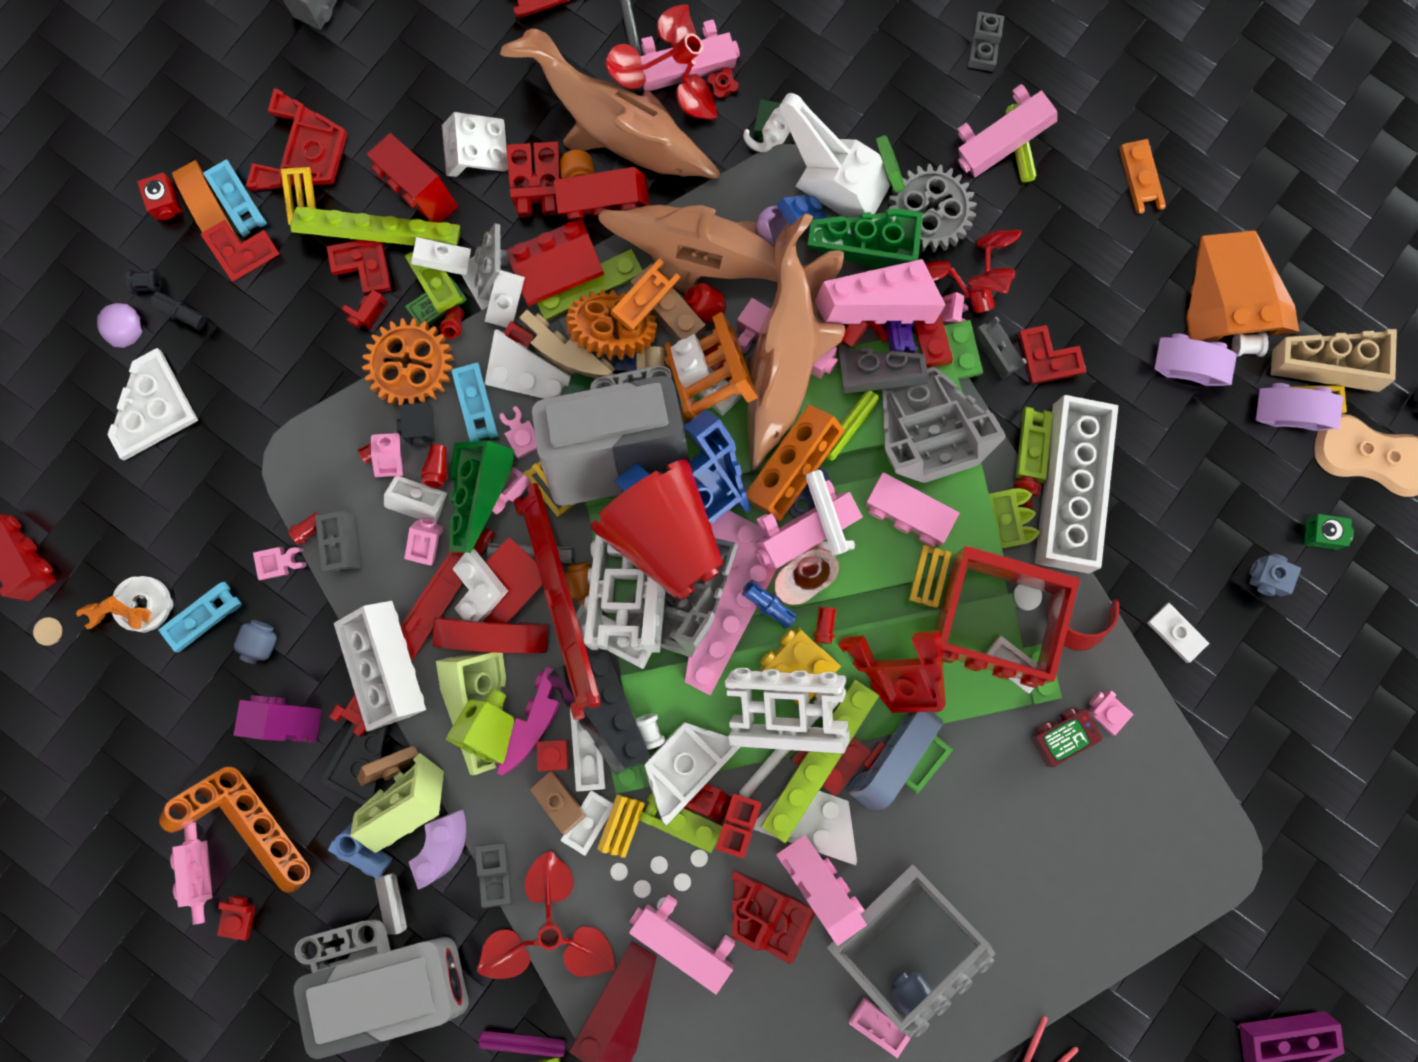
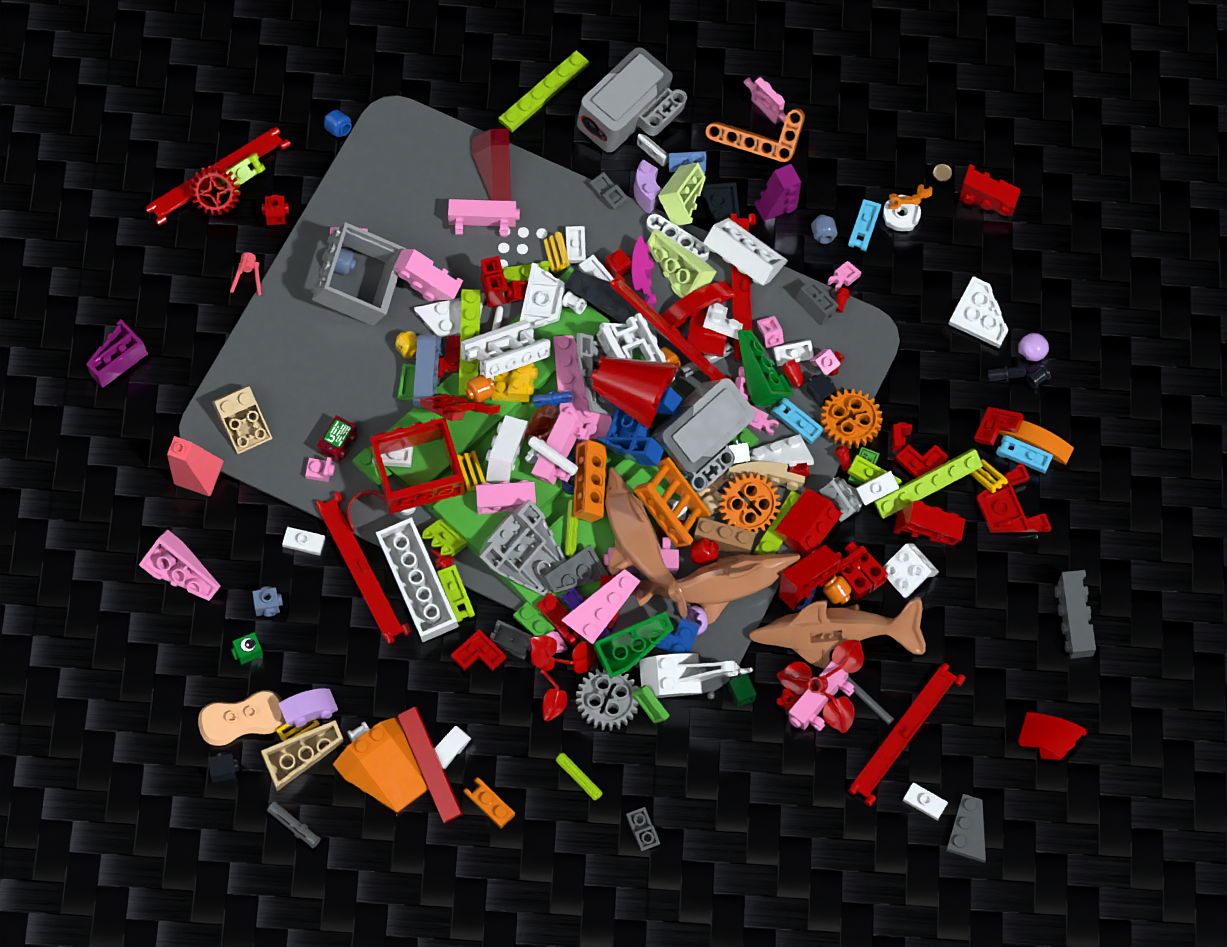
camera: 145 degrees right, 15 degrees down
(160, 196) = (1066, 427): red brick -> none
(236, 918) = (730, 96): red bracket -> none
(387, 766) = (703, 208): medium nougat plate -> none
(443, 751) = (679, 236): none -> white beam
(483, 728) = (665, 251): lime torso -> none
(504, 298) = (821, 482): white plate -> none
(522, 1044) = (535, 125): magenta axle -> none
(558, 802) = (598, 243): medium nougat plate -> none
(585, 956) = (575, 158): red plant -> none
(643, 296) = (739, 520): orange hinge -> none
(689, 361) = (688, 502): white plate -> none
(768, 918) = (448, 253): red slope -> none
(825, 625) = (511, 405): red pin -> none
(858, 677) = (480, 388): none -> orange head
(871, 573) = (505, 449): none -> white wedge
(898, 816) = (407, 344): none -> yellow head
(1006, 134) = (591, 764): bright pink brick -> none
(1130, 552) = (360, 569): none -> red piece
(1151, 264) = (451, 746): none -> white slope
(1172, 846) = (242, 419): none -> tan slope
(1188, 257) = (430, 764): none -> tile
(1195, 360) = (388, 699): lavender brick -> none
(1280, 812) = (193, 466): none -> coral slope
(1358, 707) = (177, 564): none -> bright pink wedge
(1387, 283) = (300, 830): none -> dark grey pin

